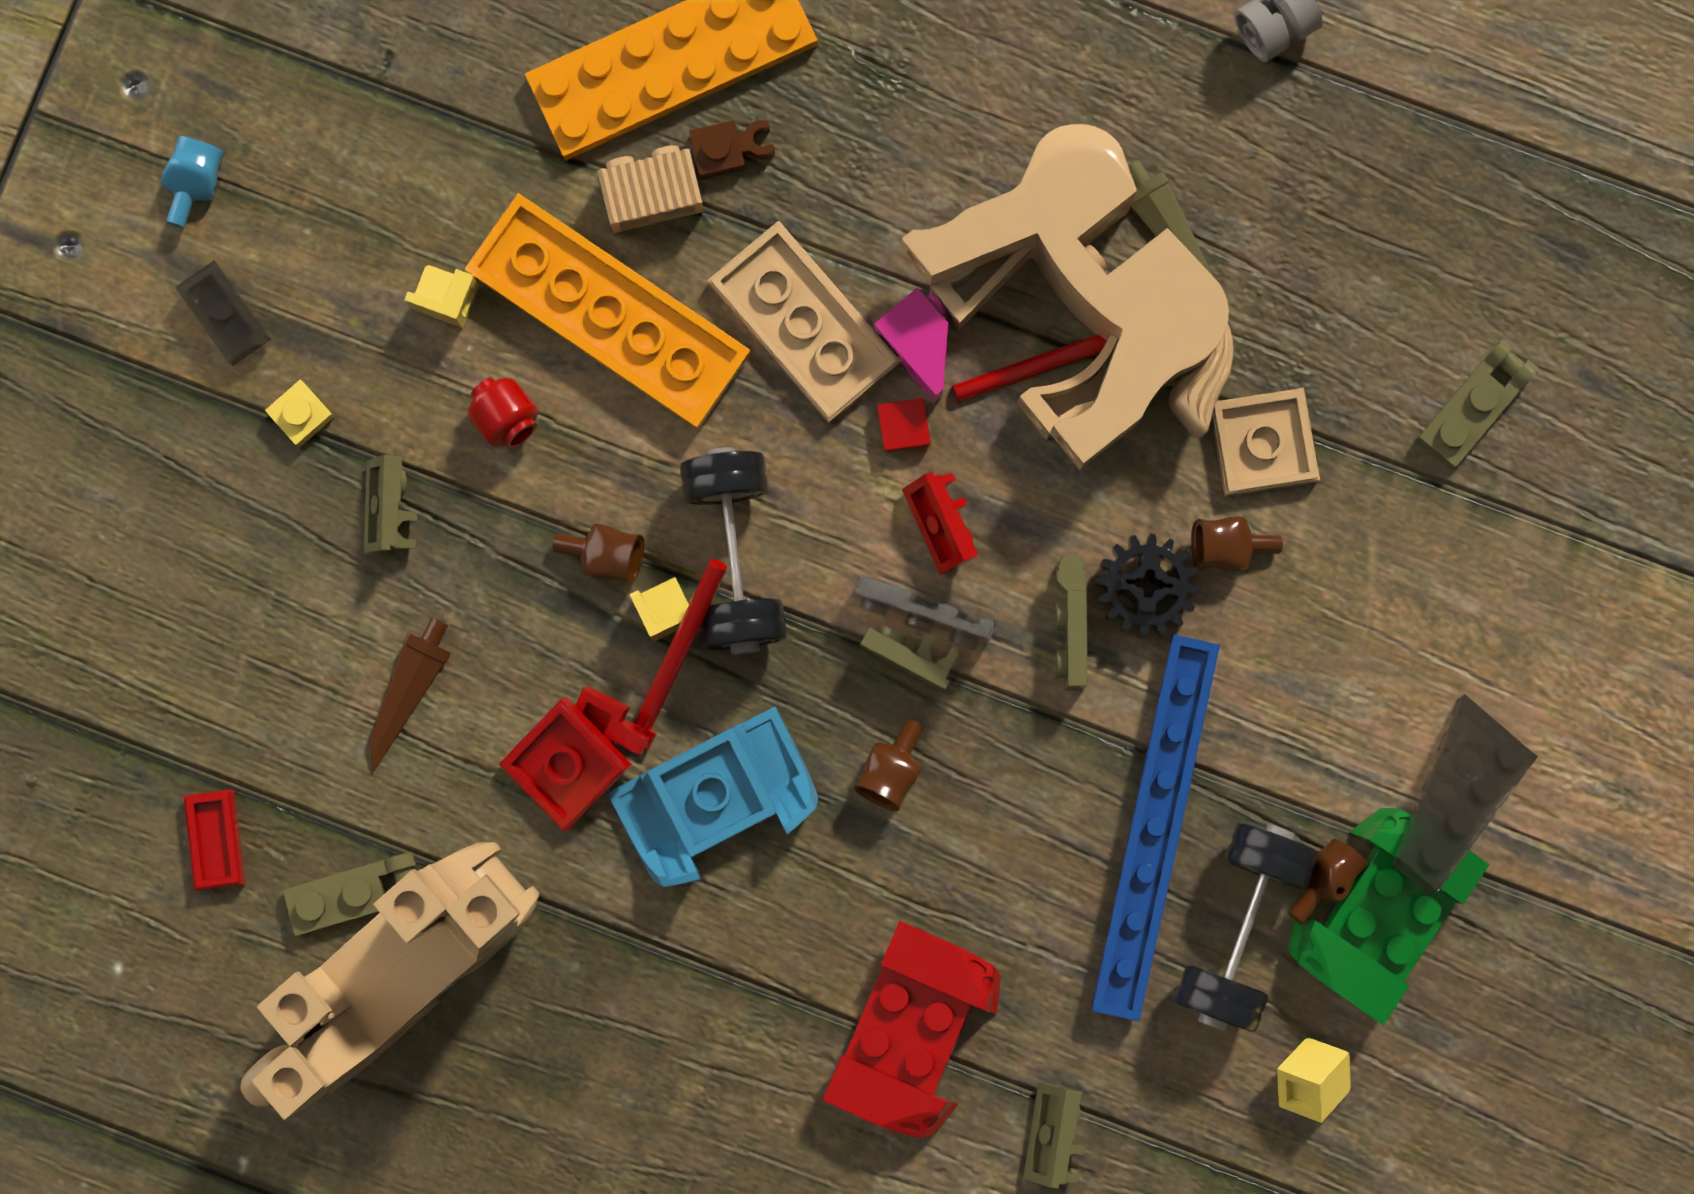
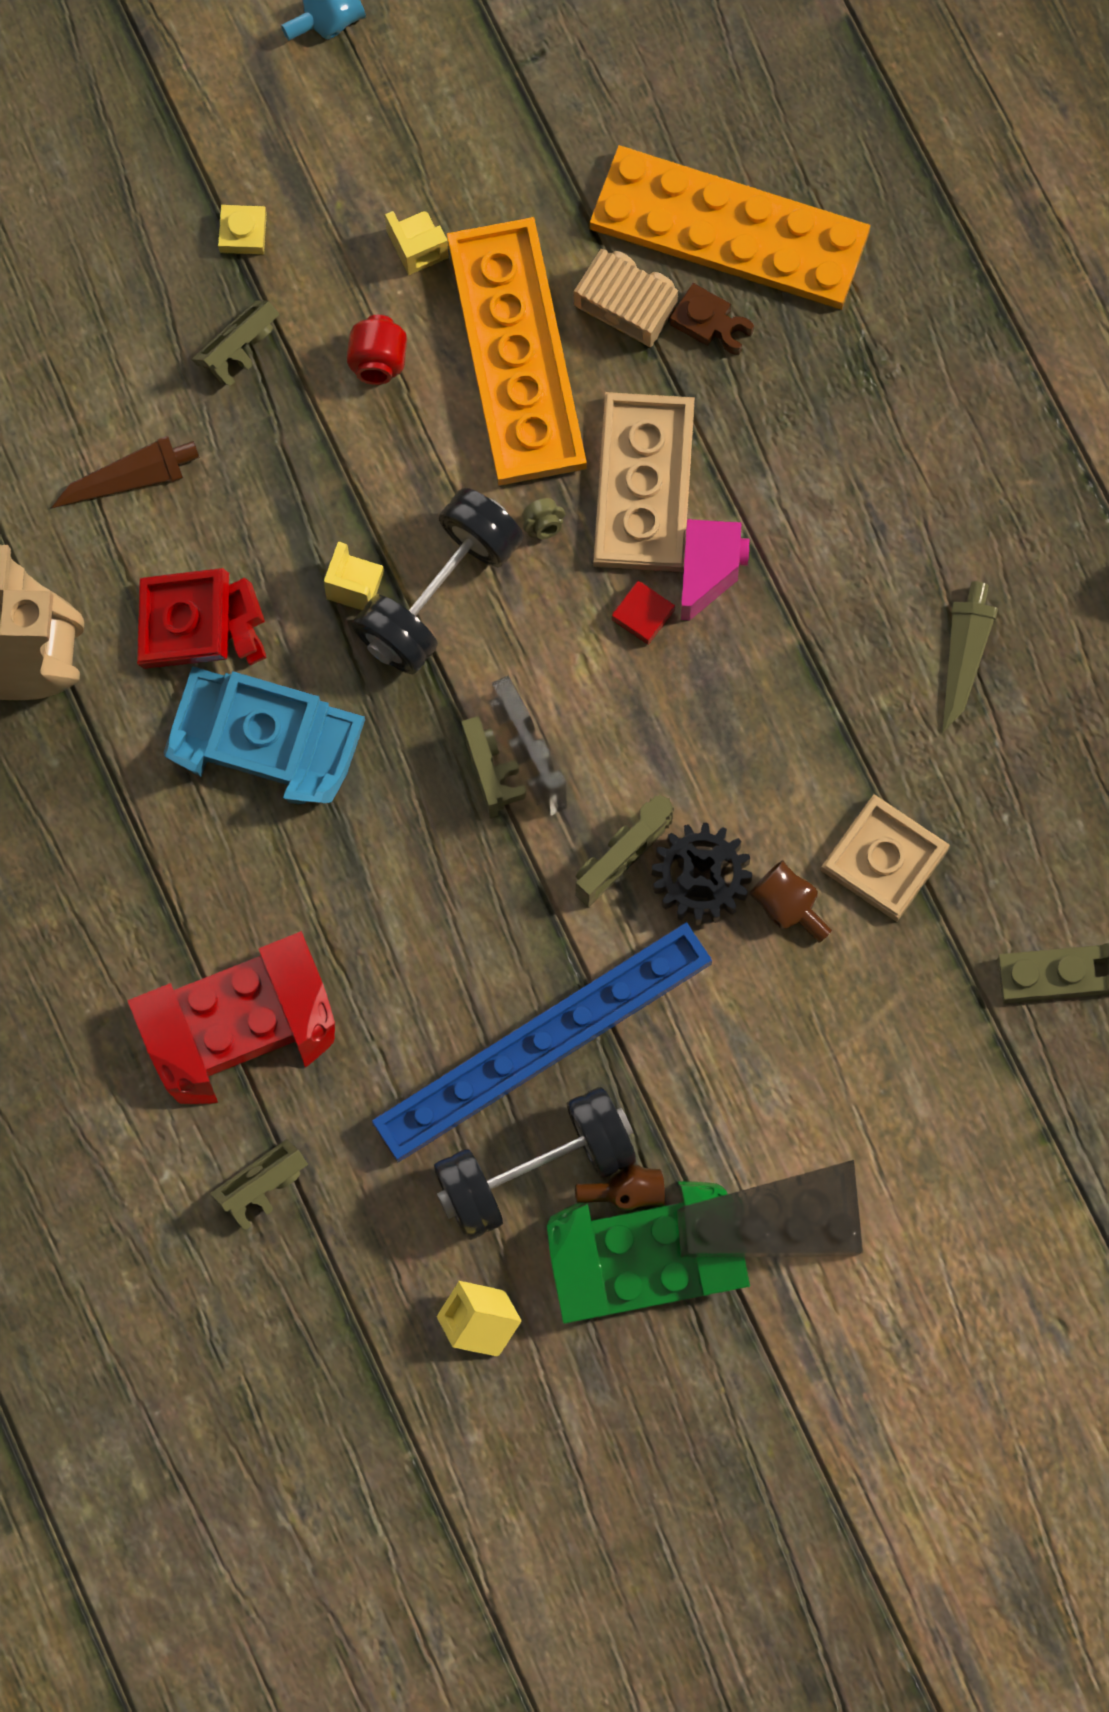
camera: 45 degrees right, 10 degrees down
(223, 313) = (258, 117): clear smoke plate -> none
(605, 552) = (352, 506): reddish brown piece -> none
(681, 643) = (339, 606): red bar -> none
(759, 424) = (543, 518): none -> olive plate
(891, 769) = (399, 830): reddish brown piece -> none
(939, 522) = (601, 695): red plate -> none
(1029, 368) = (783, 662): red bar -> none
(1155, 309) = (891, 678): tan animal -> none

